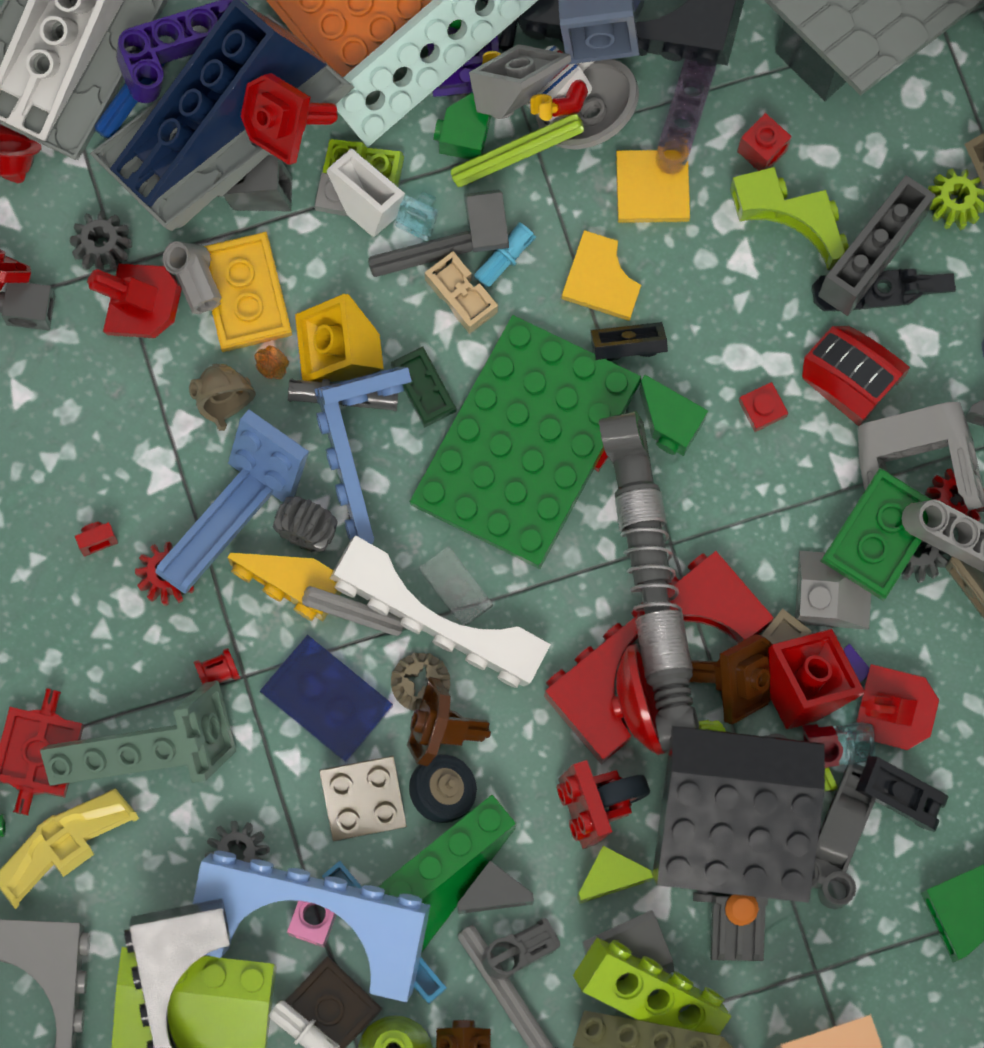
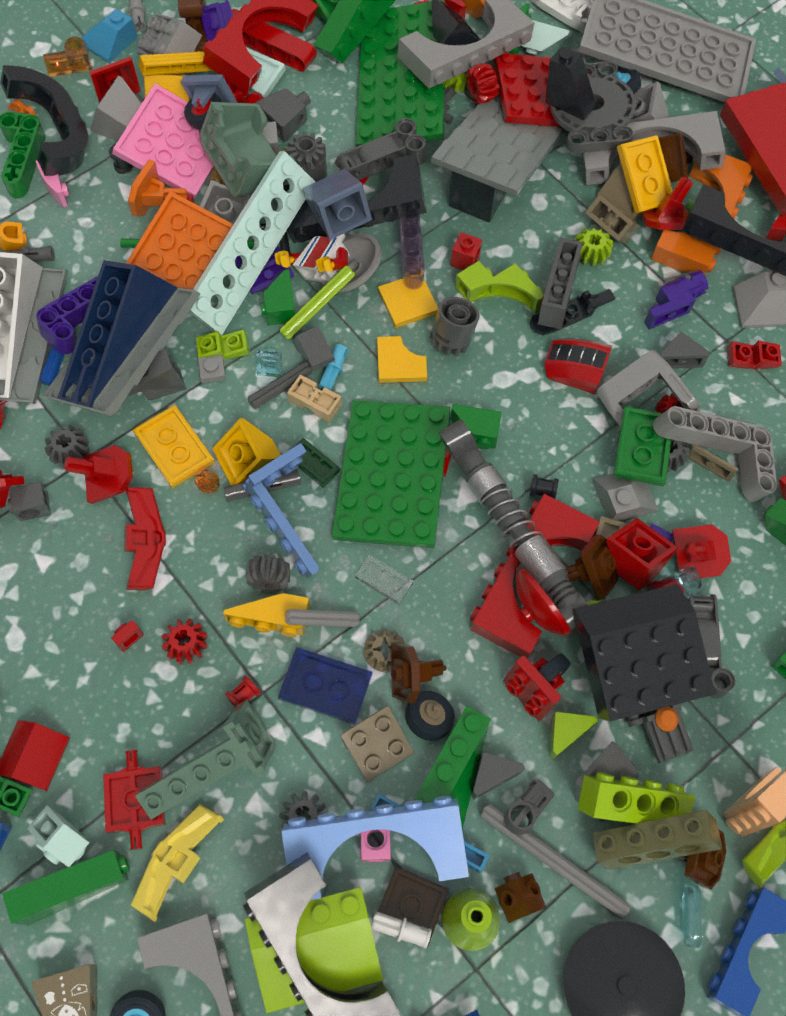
camera: 20 degrees left, 10 degrees down
(160, 412) = (144, 538): none -> red plate
(191, 267) = (135, 443): light grey piece -> none
(221, 393) = (180, 512): dark tan helmet -> none
(267, 467) = (228, 544): medium blue bracket -> none
(277, 116) = (156, 318): red piece -> none
(365, 192) = (231, 357): white slope -> none
(371, 575) = (326, 588): white arch -> none
(514, 78) = (300, 259): light grey slope -> none
(629, 341) = (437, 388): black plate -> none
(696, 257) = (454, 325): none -> dark grey gear
(723, 538) = (543, 486): none -> black bush
(763, 407) = (531, 402): red plate -> none
(901, 792) = (732, 602): black plate -> none

